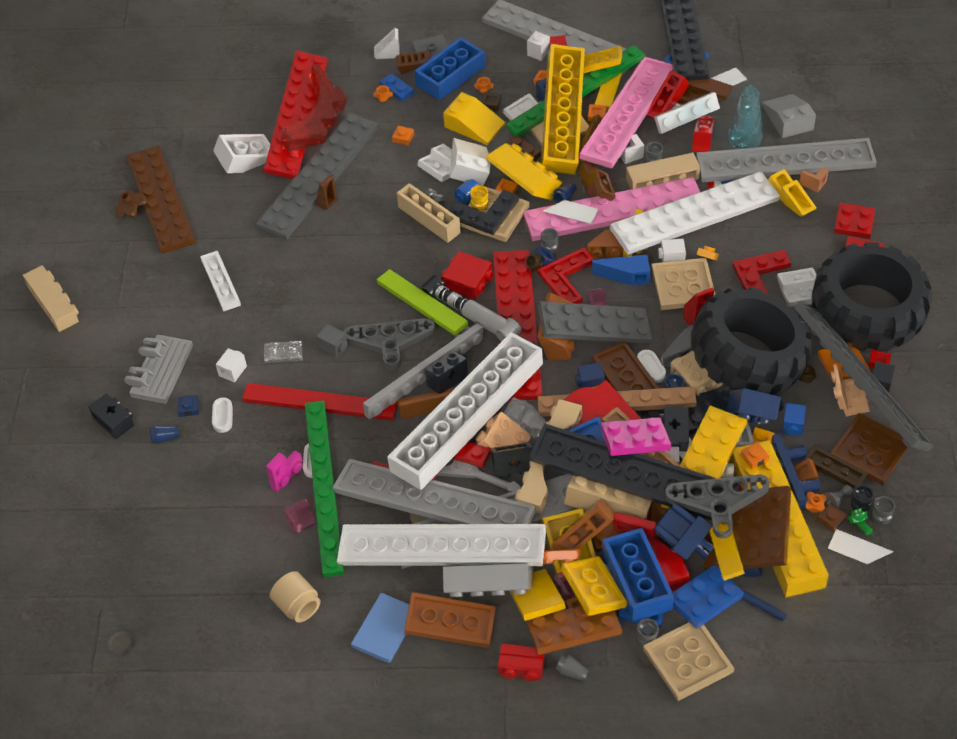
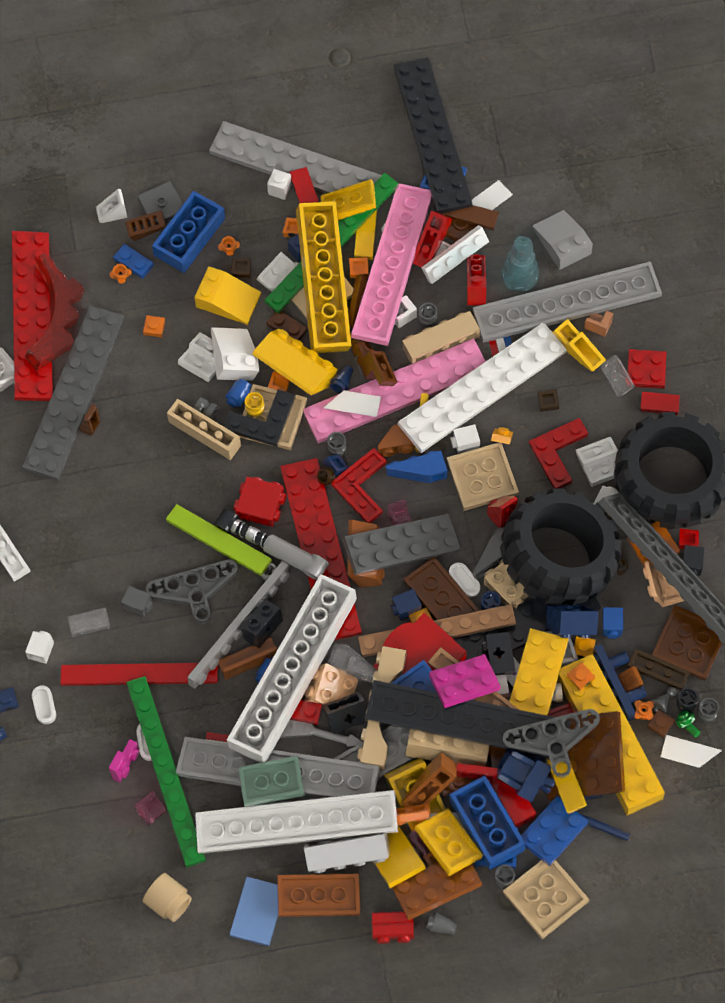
camera: 10 degrees left, 15 degrees up
(424, 503) = (271, 781): none -> sand green plate
(756, 232) = (548, 400): none -> dark brown plate
(825, 221) = (617, 376): none -> clear plate

